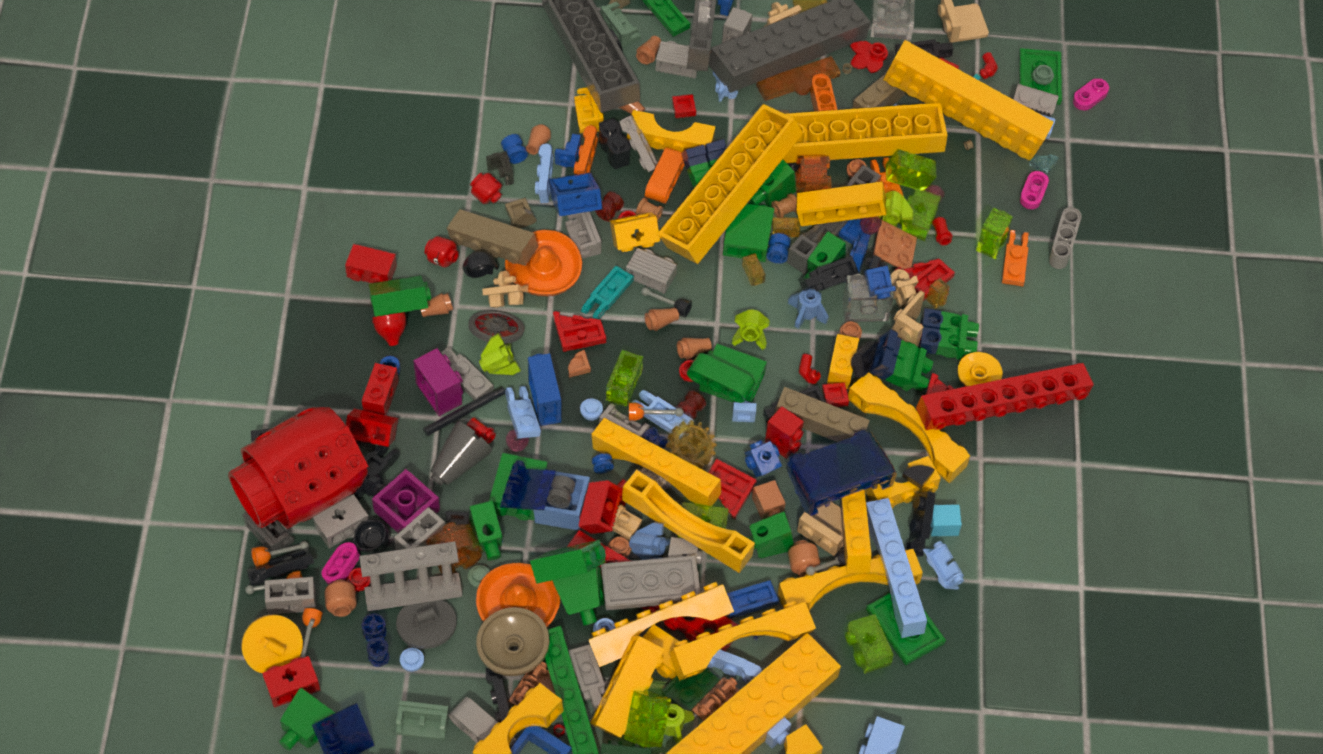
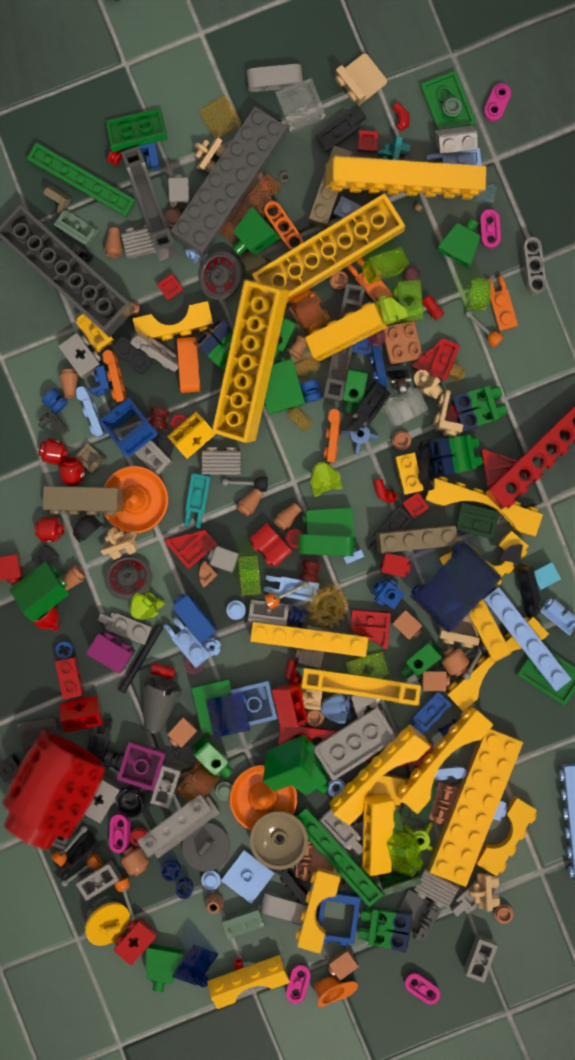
camera: 20 degrees left, 30 degrees up
(401, 683) = (216, 899): none -> nougat cone
(425, 273) = (45, 554): none -> black tile
(455, 676) = (247, 876): none -> light blue plate
(466, 494) = (182, 732): none -> nougat brick
(495, 209) = (71, 471): none -> red head
(550, 435) = (216, 646): none -> light blue plate
(561, 121) = (72, 347): none -> light grey brick
(561, 490) = (255, 710): dark grey wheel -> none
(602, 463) = (268, 654): blue bush -> none
(604, 232) = (165, 444): none -> black tile
(605, 348) = (223, 558): none -> light grey brick
(646, 207) = (192, 406): medium nougat bush -> none
(662, 364) = (270, 545): none -> red brick
(737, 113) = (220, 275): none -> dark grey shield
(771, 567) = (434, 680): none -> nougat brick
(781, 295) = (333, 436): none -> orange hinge
(792, 92) = (254, 233): none -> green torso
(863, 634) = (542, 711): clear neon green brick -> none
(867, 55) = (295, 158): red plate -> none
(879, 282) = (414, 406): blue bracket -> none
(896, 438) = (477, 521): none -> dark green plate
(981, 364) = (527, 428): yellow dish -> none
(993, 283) = (494, 338): none -> hinge
(997, 187) = (461, 243): none -> green torso

